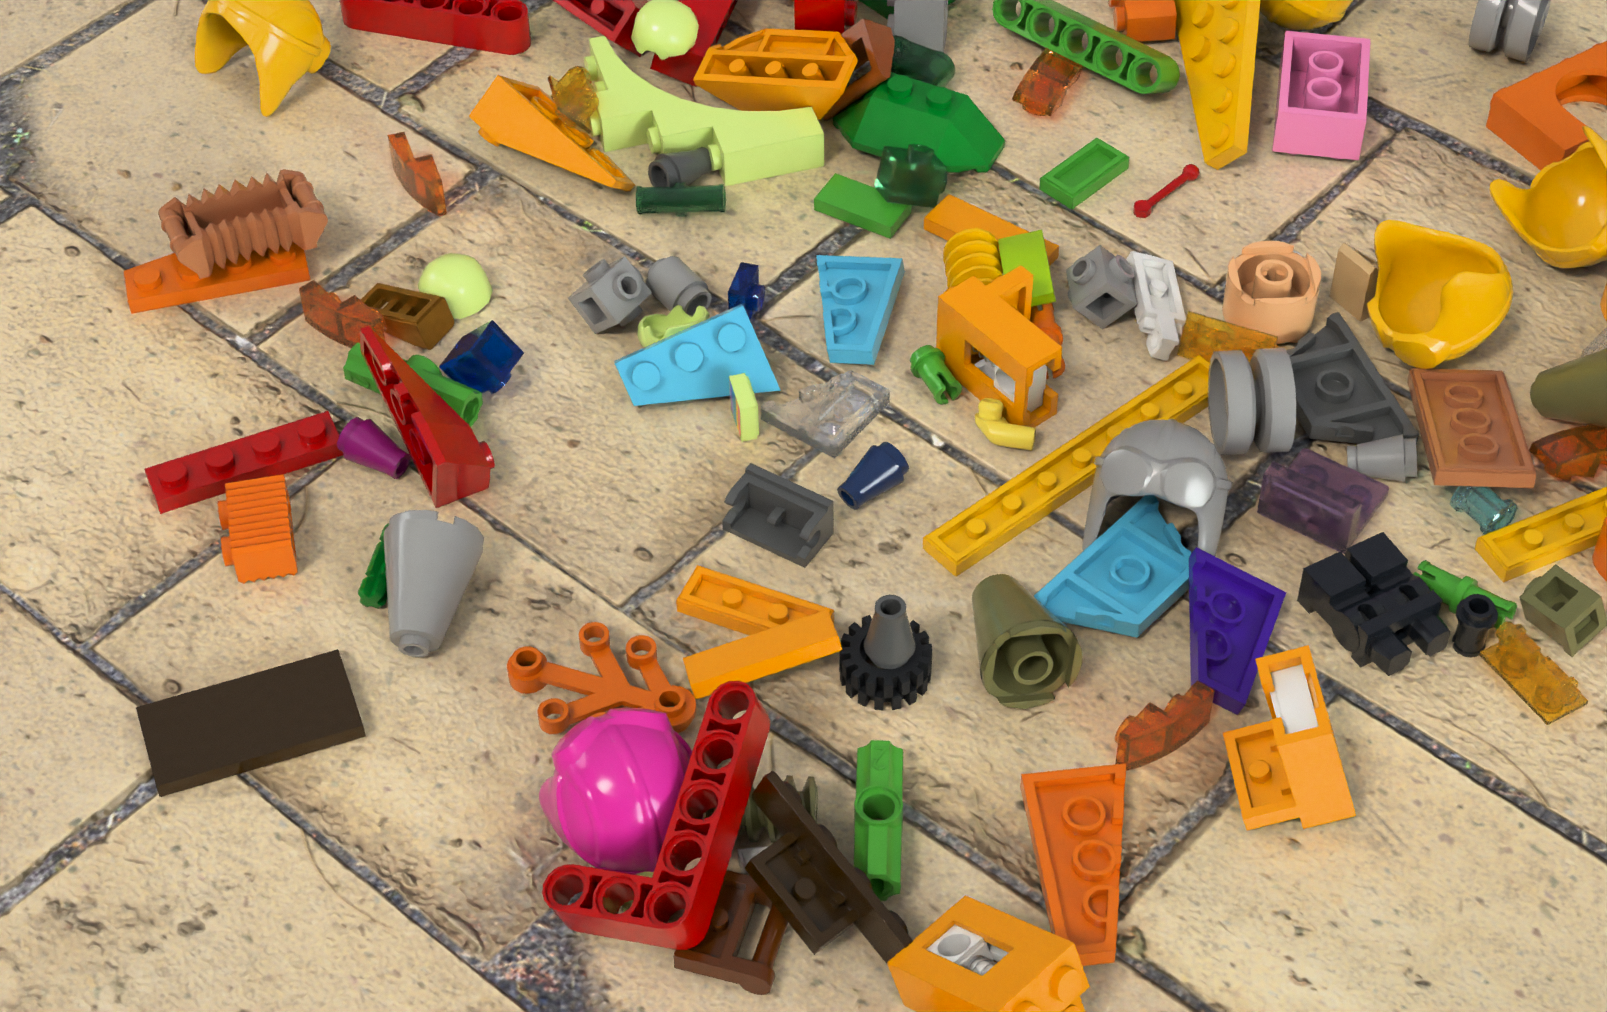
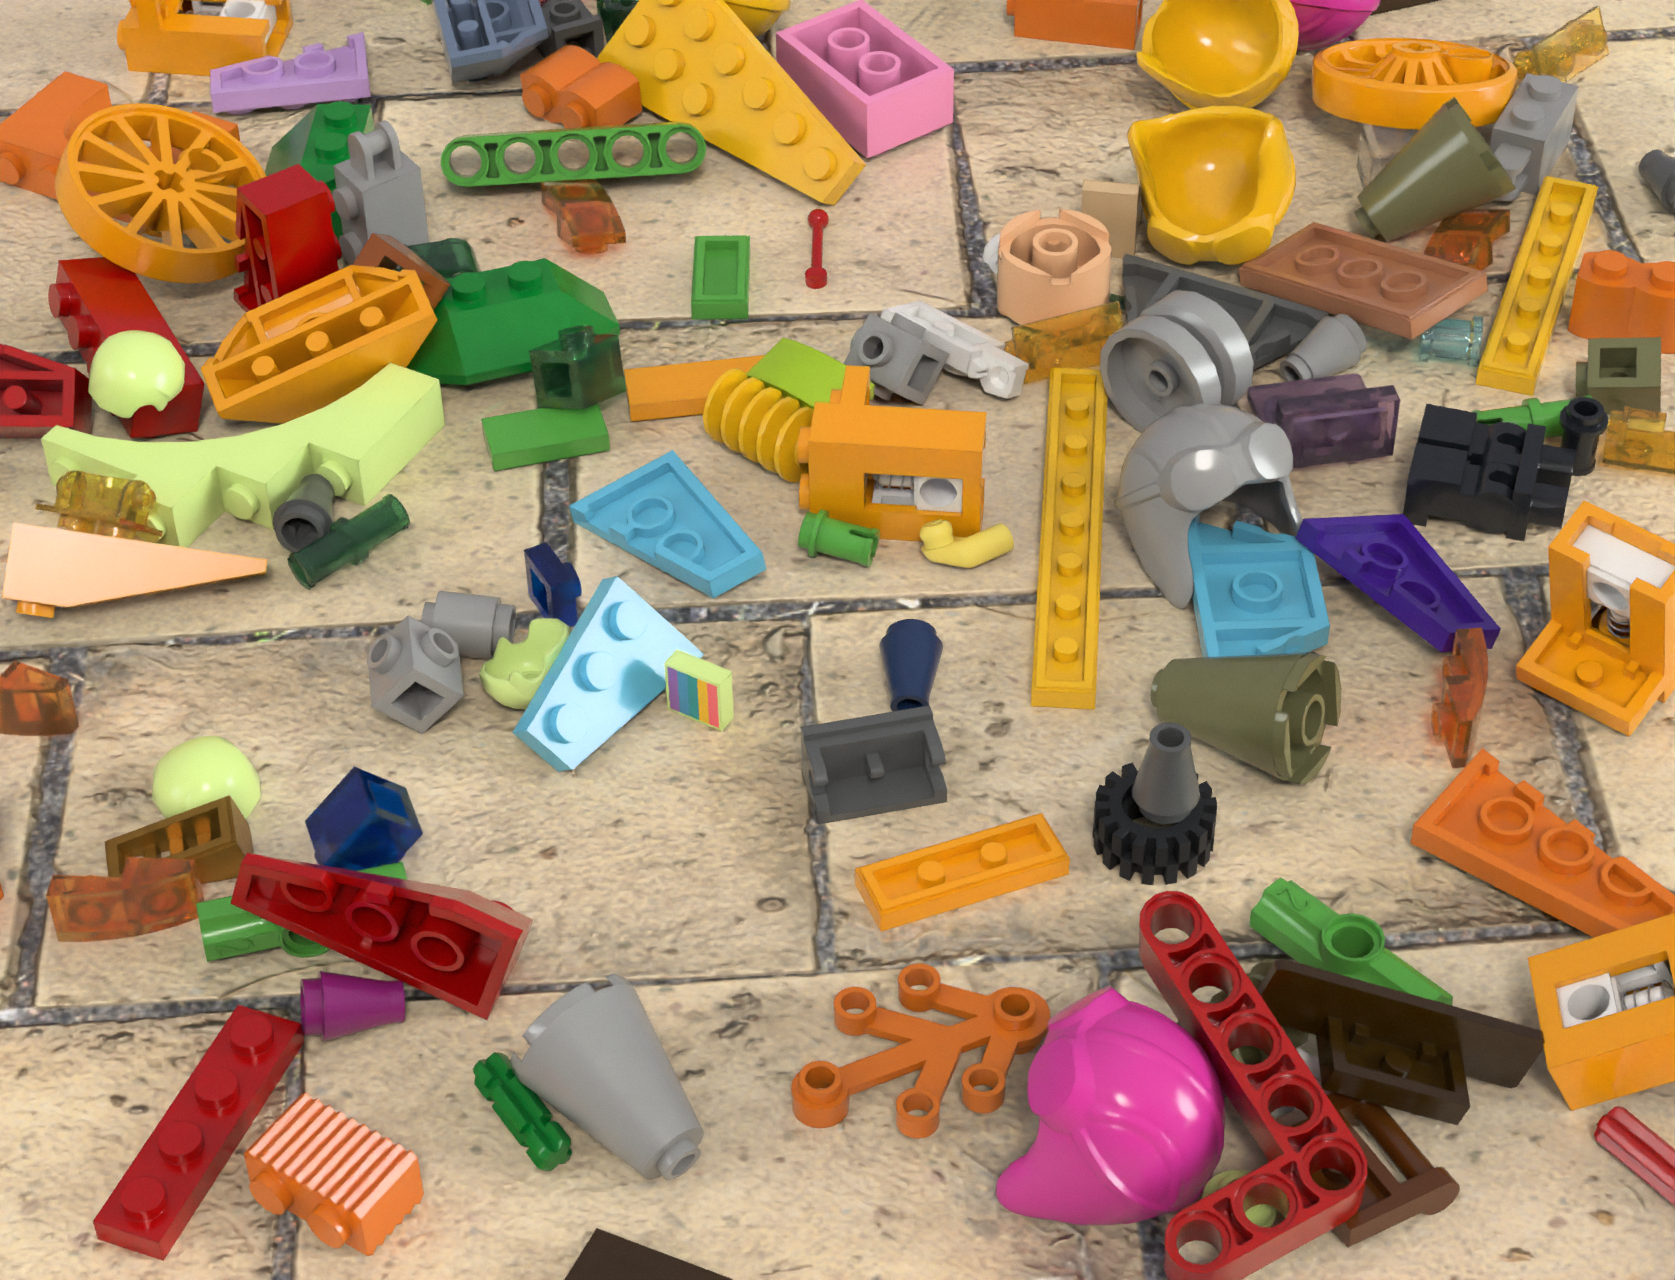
camera: 45 degrees left, 5 degrees down
(763, 653) = (1043, 898): light orange tile -> none
(830, 412) = (787, 639): clear wing -> none

